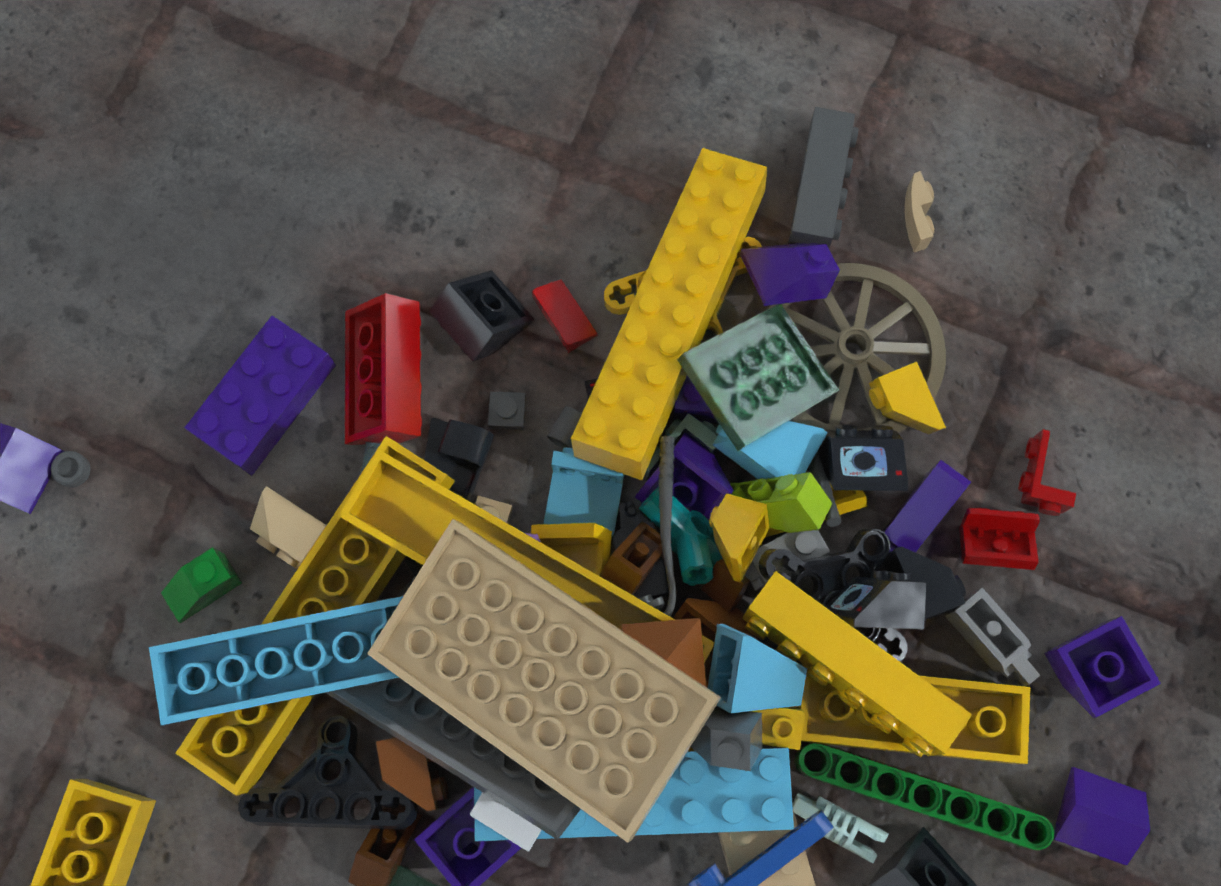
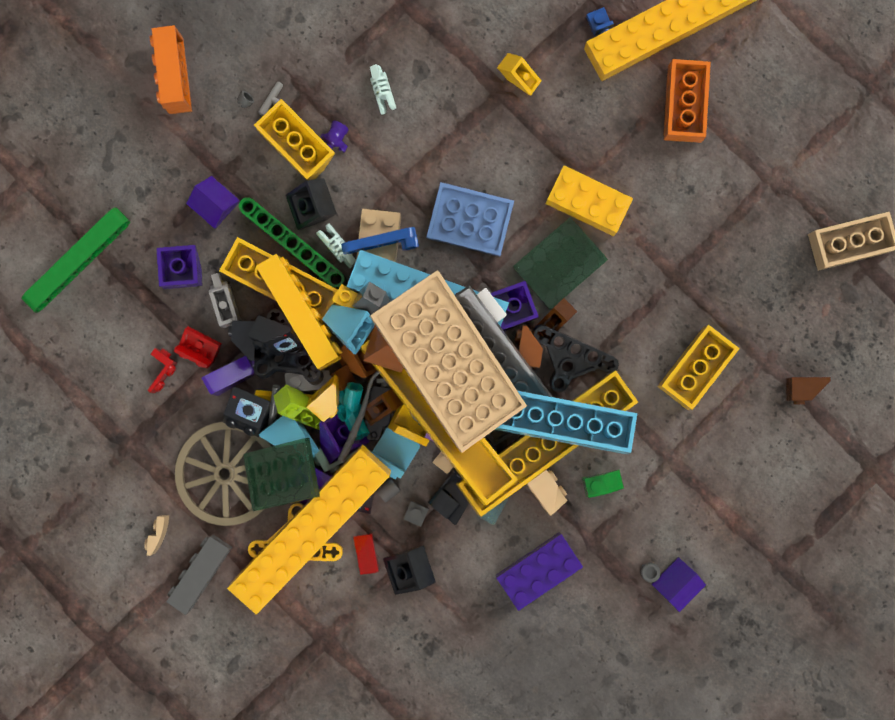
camera: 160 degrees left, 10 degrees up
(382, 371) = (472, 560): red slope -> none
(791, 272) = (240, 527): dark purple slope -> none
(906, 399) = (211, 436): yellow slope -> none

